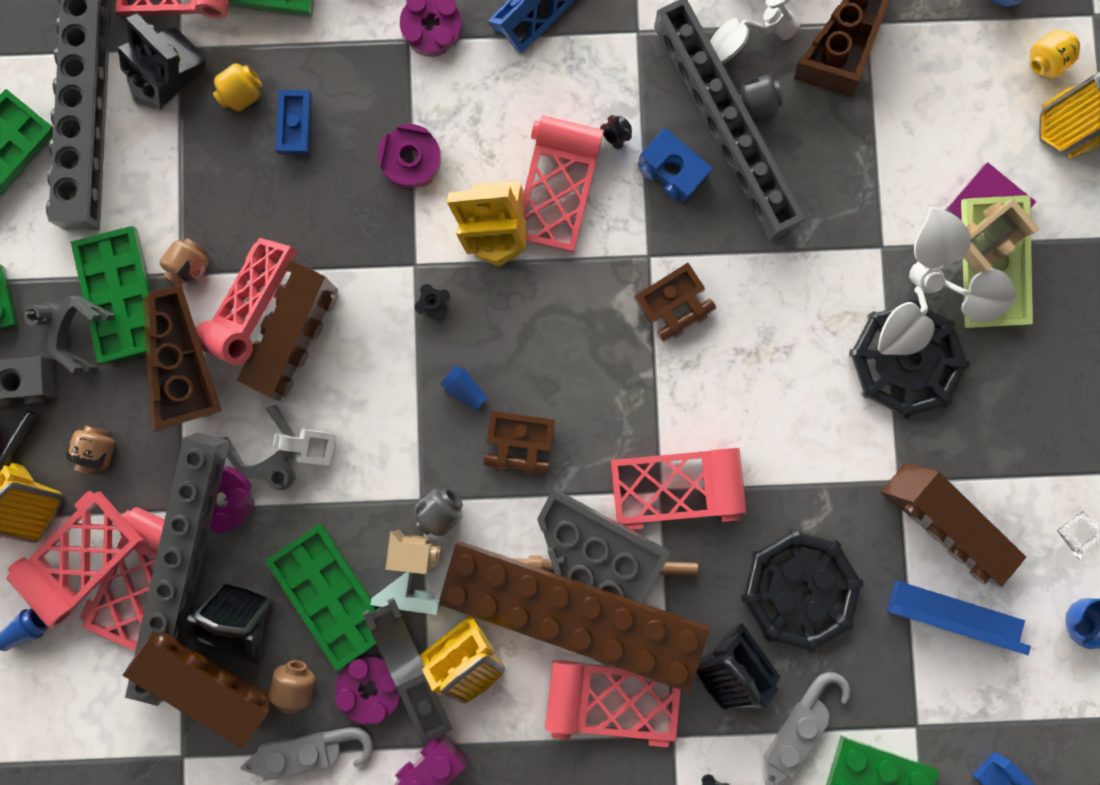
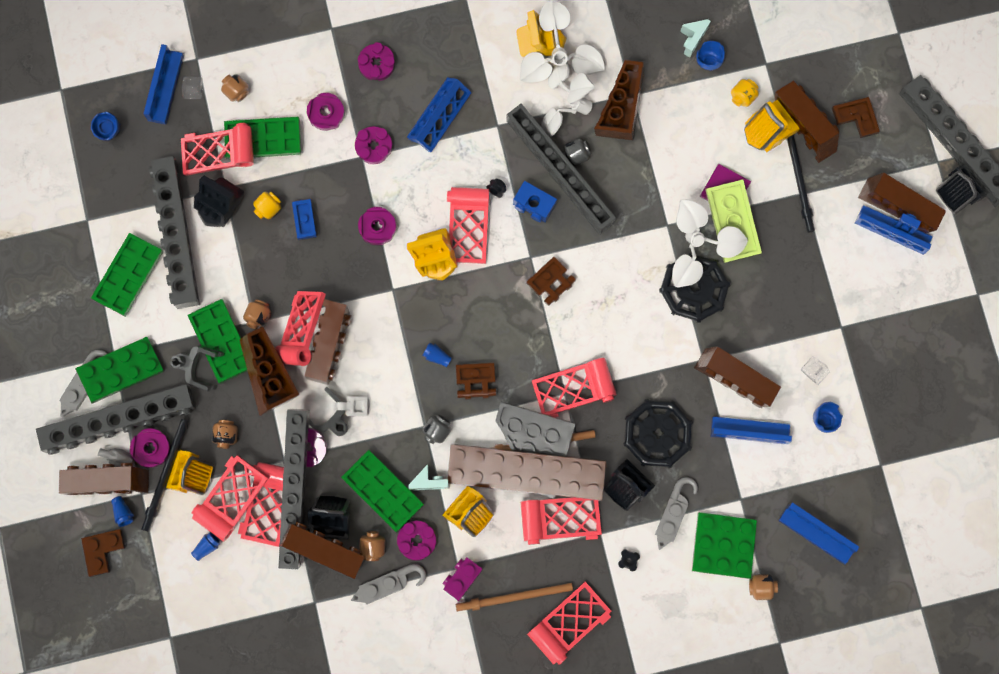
camera: 10 degrees left, 5 degrees down
(406, 671) = (437, 523): dark grey piece -> none
(412, 553) = (428, 454): tan window -> none
(437, 309) = (408, 313): black plate -> none
(997, 234) = (726, 207): tan window -> none

